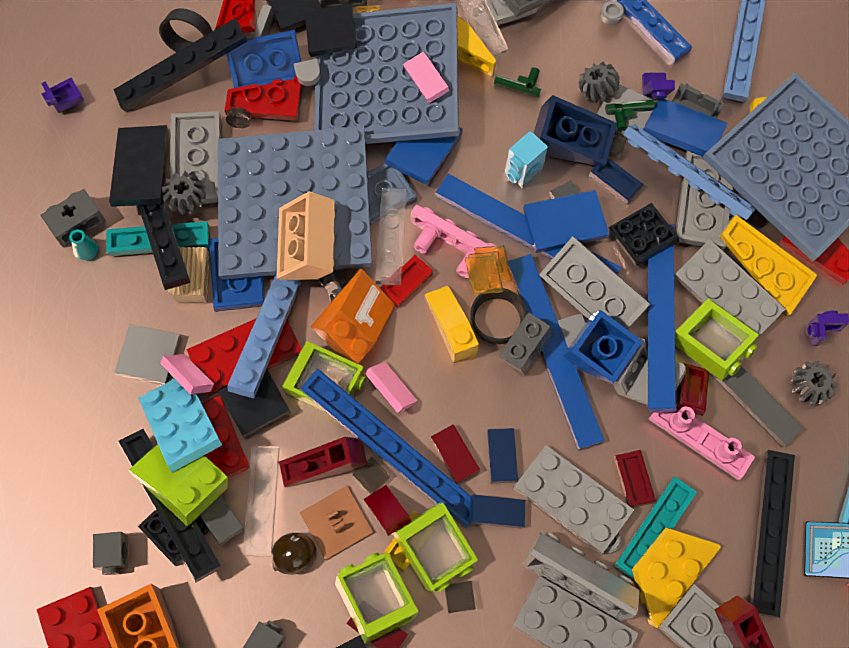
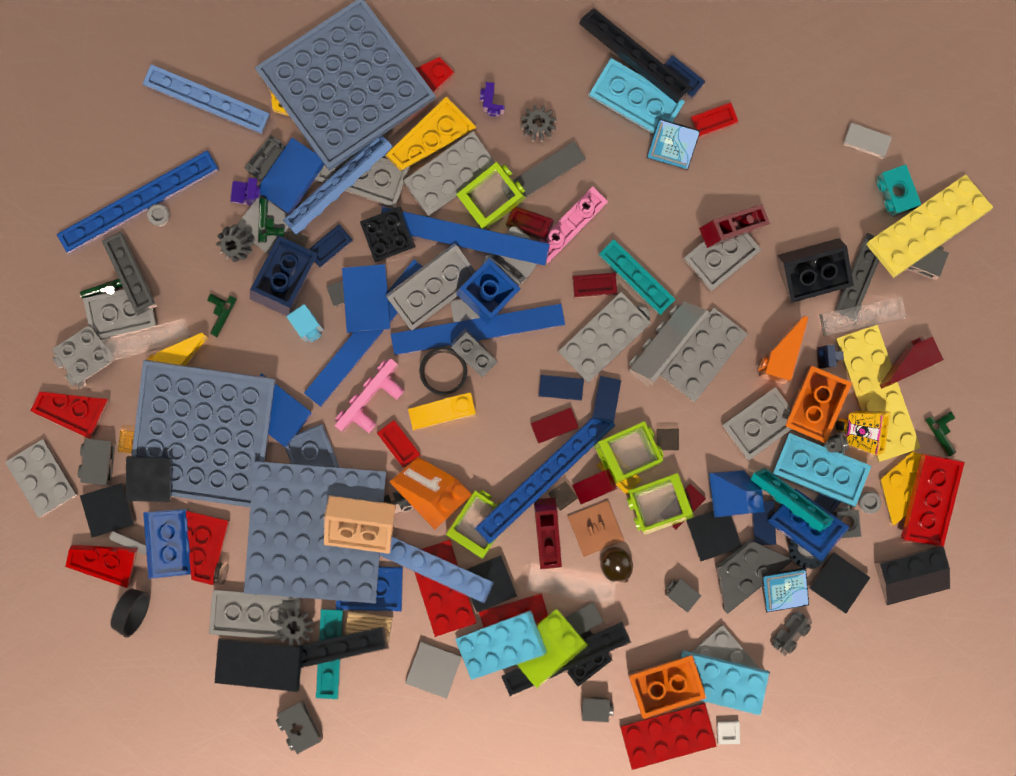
camera: 80 degrees left, 15 degrees up
(62, 95) = (173, 732): dark purple bracket -> none
(83, 246) = (331, 714): teal cone -> none
(180, 65) = (164, 620): black plate -> none
(187, 374) = (459, 636): bright pink tile -> none
(307, 72) = (186, 505): light grey tile -> none
(391, 236) = (358, 451): clear plate -> none
(391, 387) = (492, 469): bright pink tile -> none
(426, 77) = (216, 399): bright pink tile -> none
(488, 269) = (403, 374): clear yellow piece -> none
(670, 570) = (670, 272): yellow wing -> none
(772, 533) = (652, 187): black plate -> none

